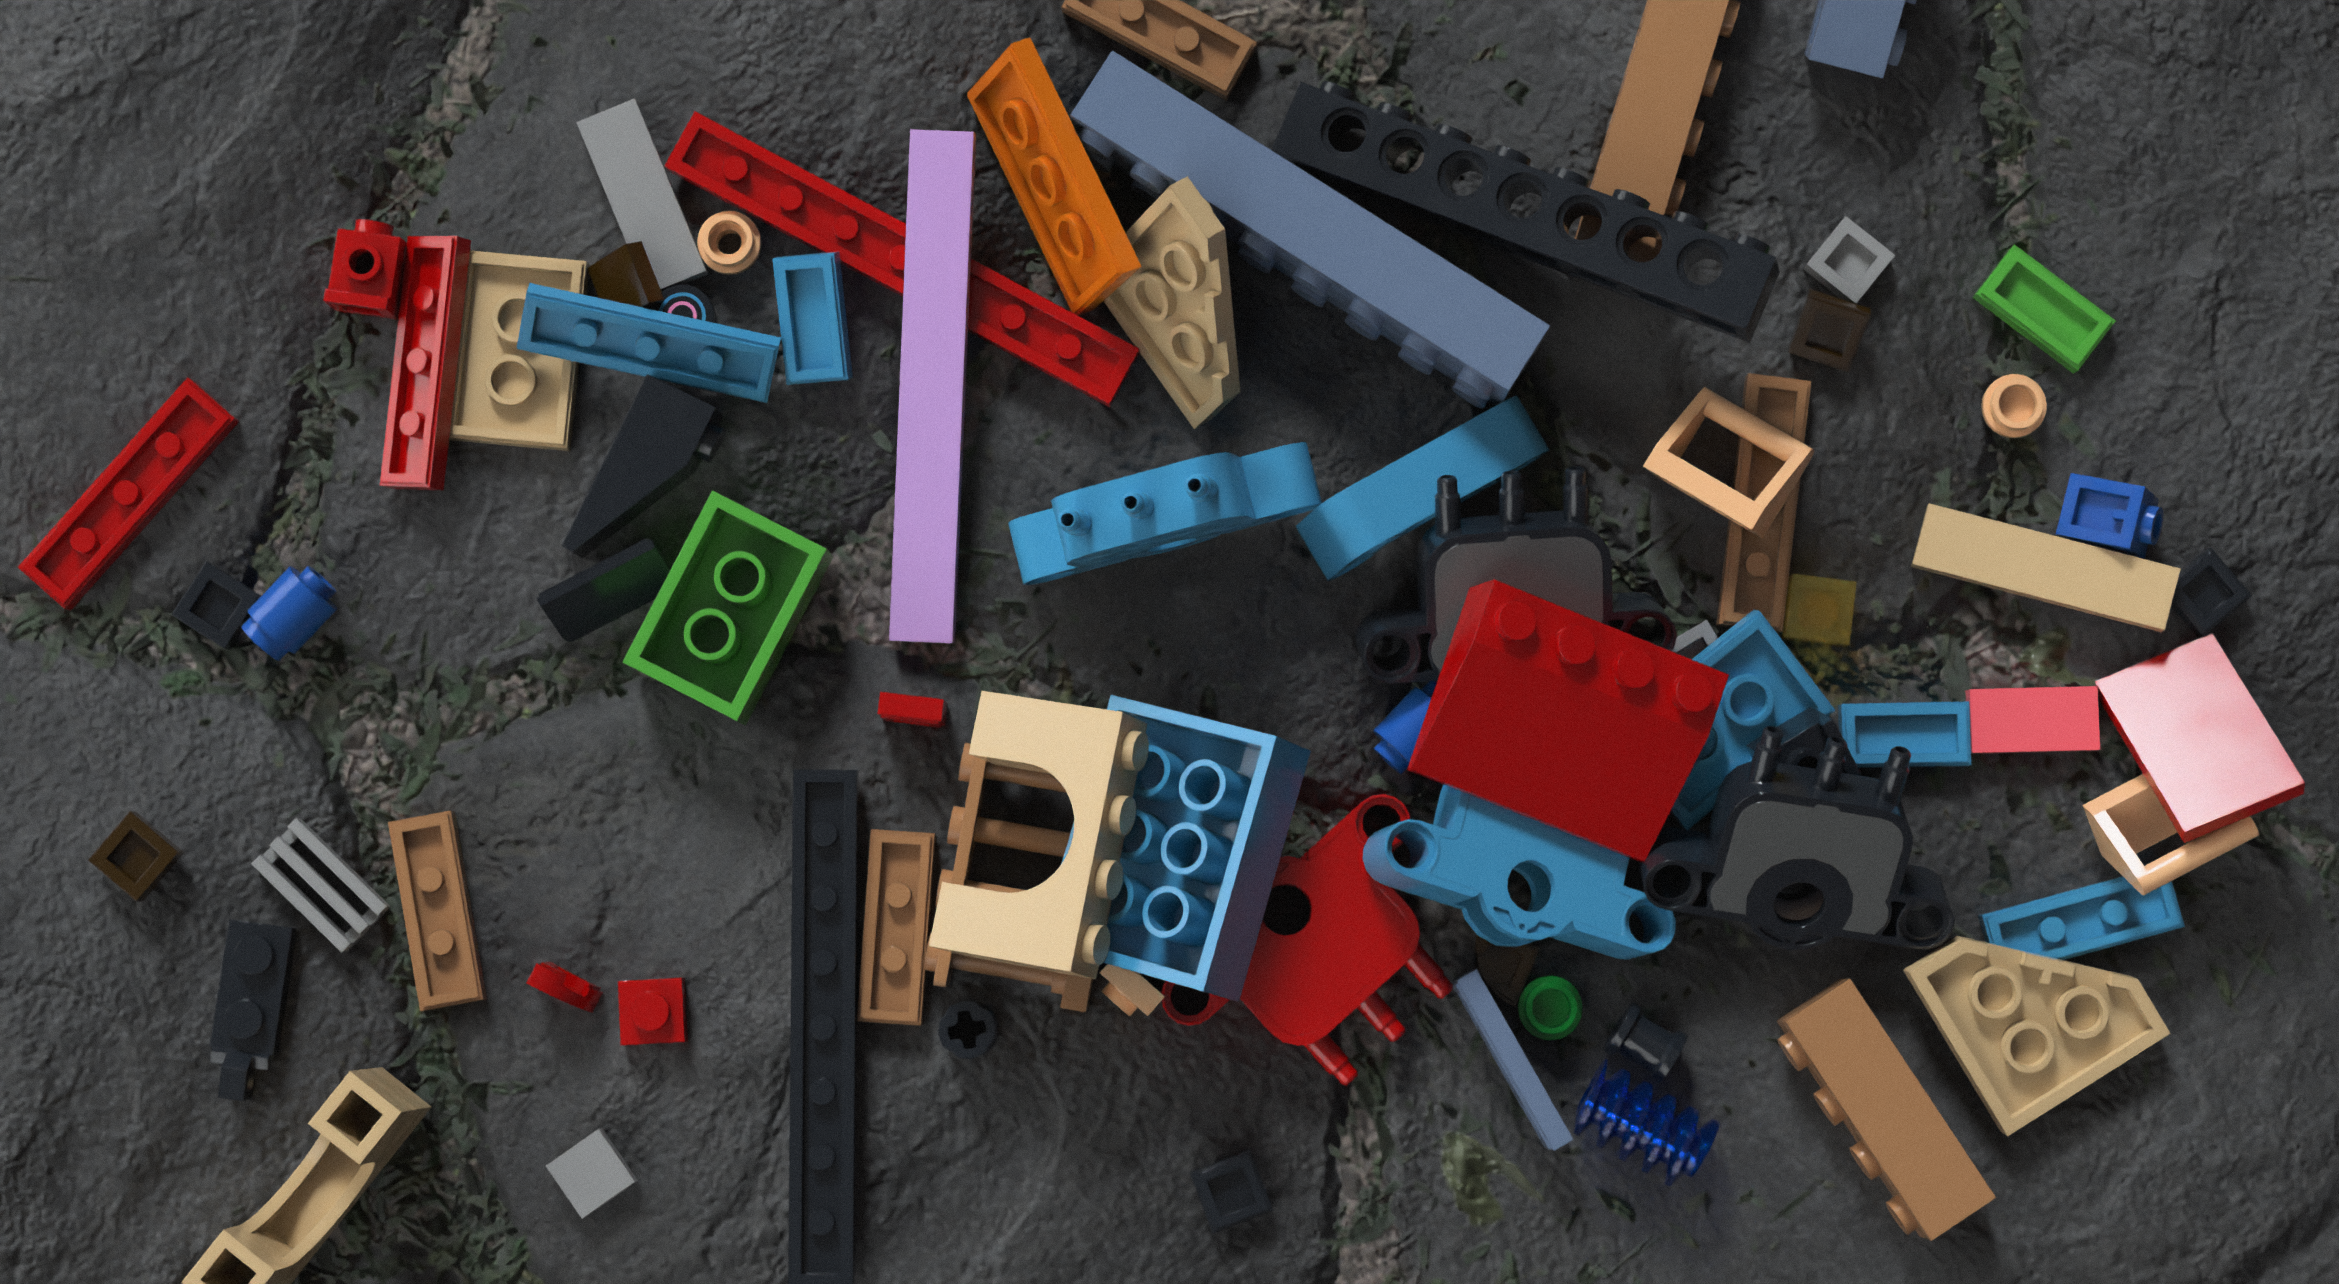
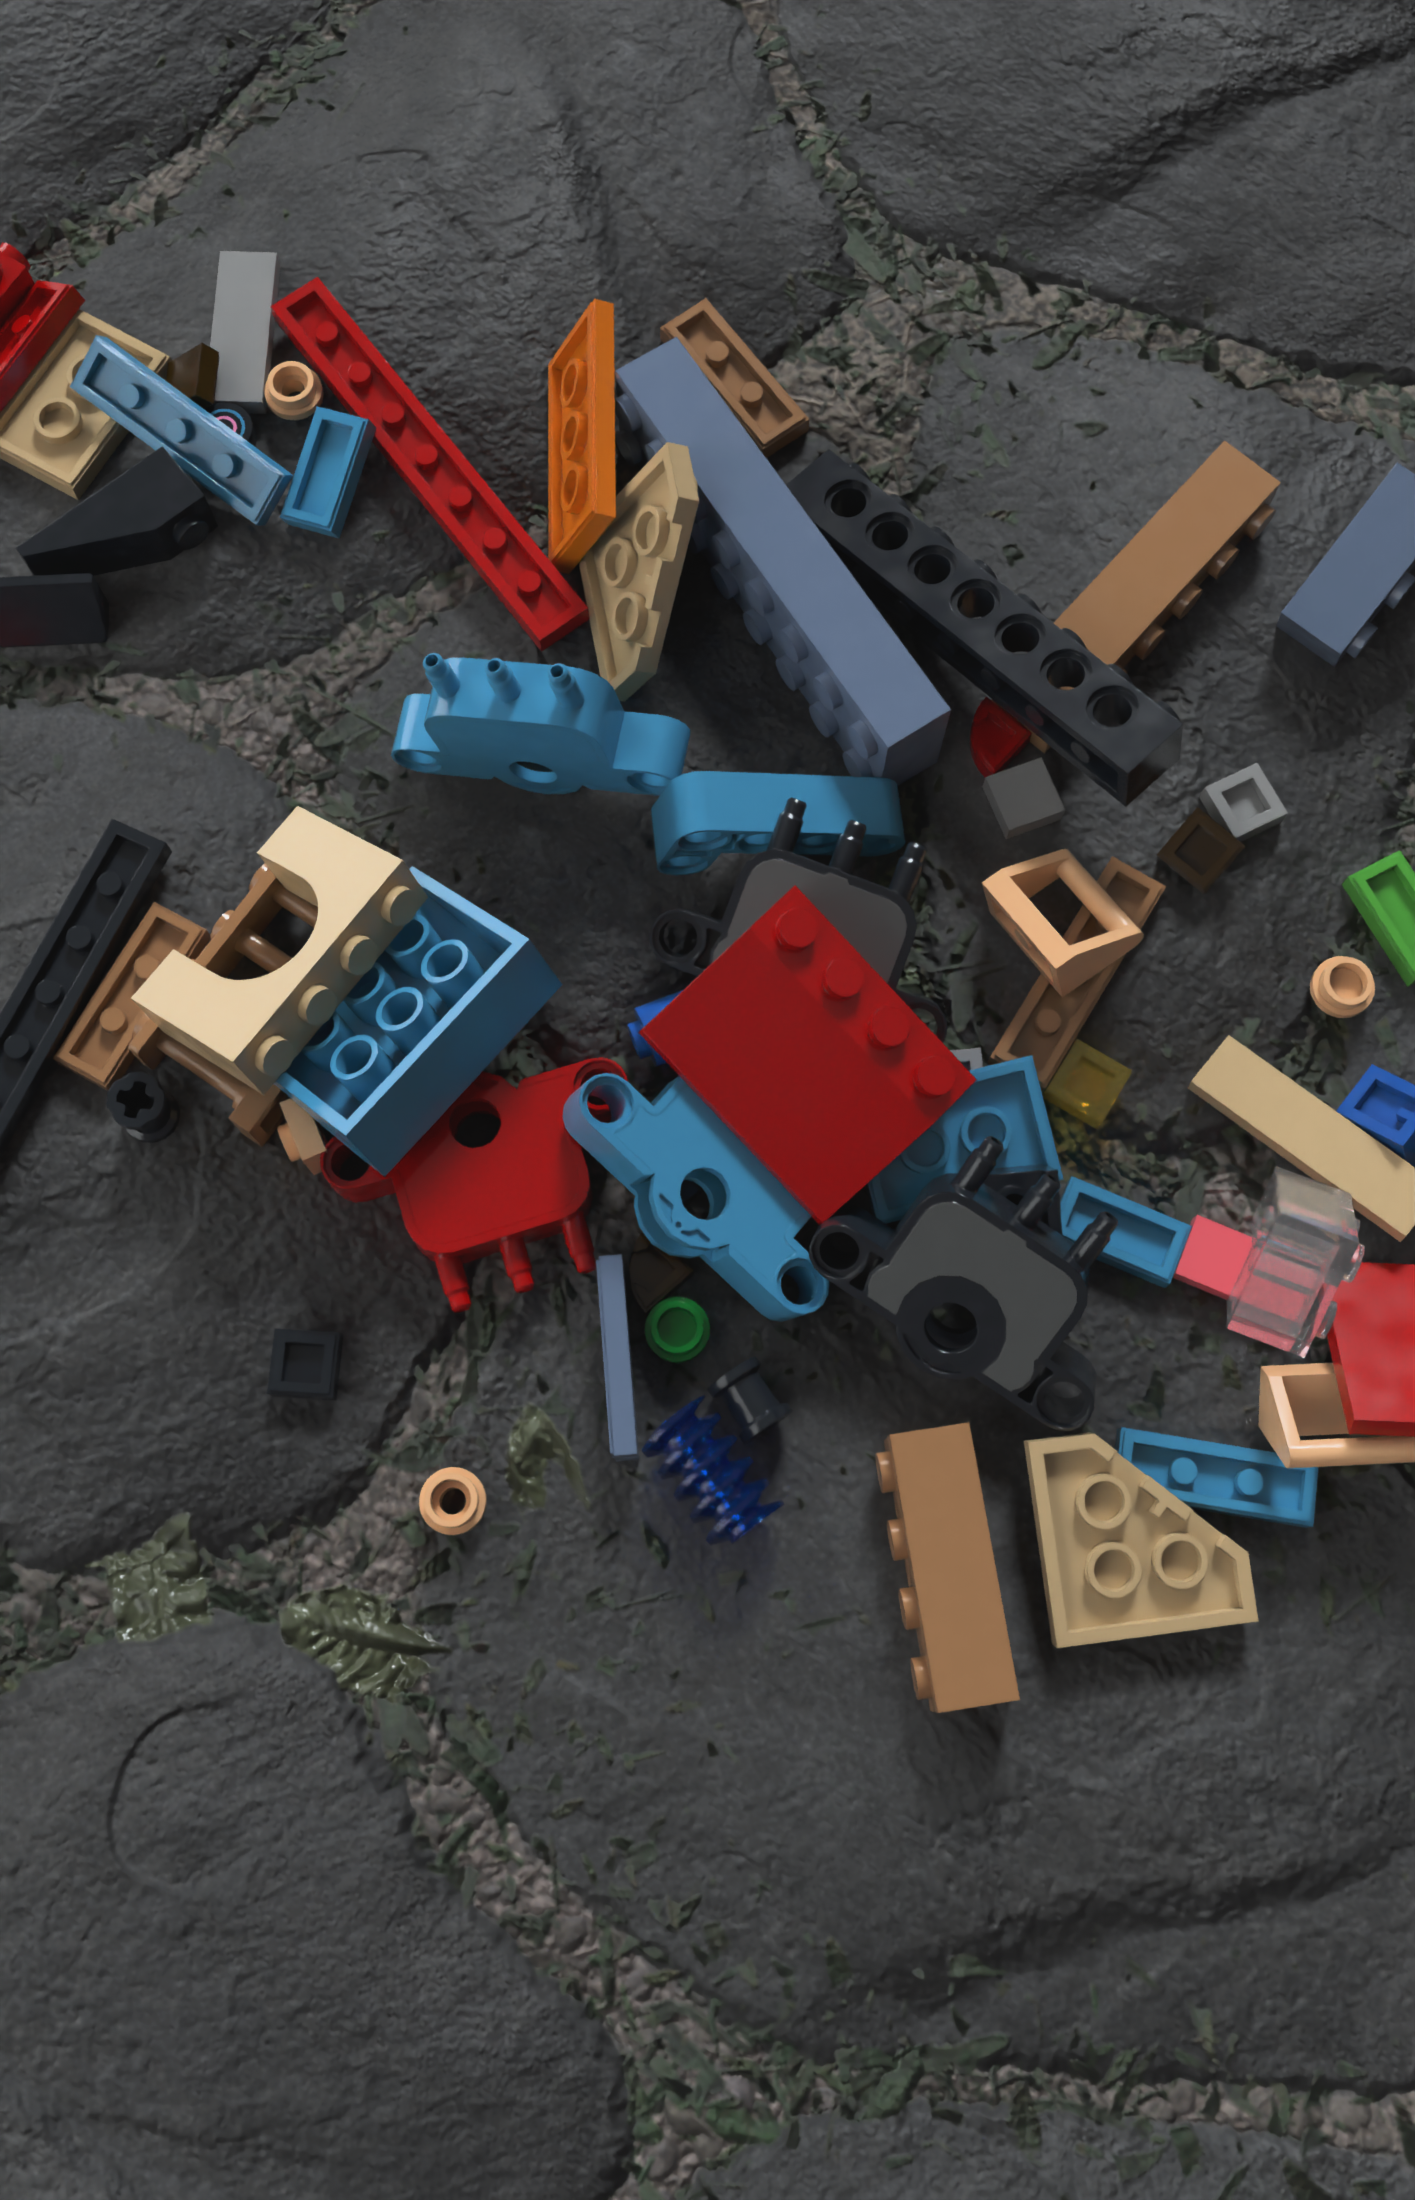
camera: 20 degrees right, 10 degrees down
(728, 608) = (128, 660): bright green brick -> none
(912, 709) = (240, 814): red tile -> none
(932, 386) = (395, 565): lavender tile -> none
(1423, 1271) = (434, 1491): none -> light nougat plate
(1584, 305) = (995, 738): none -> red tile
(1639, 349) = (1023, 798): none -> light grey tile
(2076, 701) = (1297, 1258): none -> clear brick

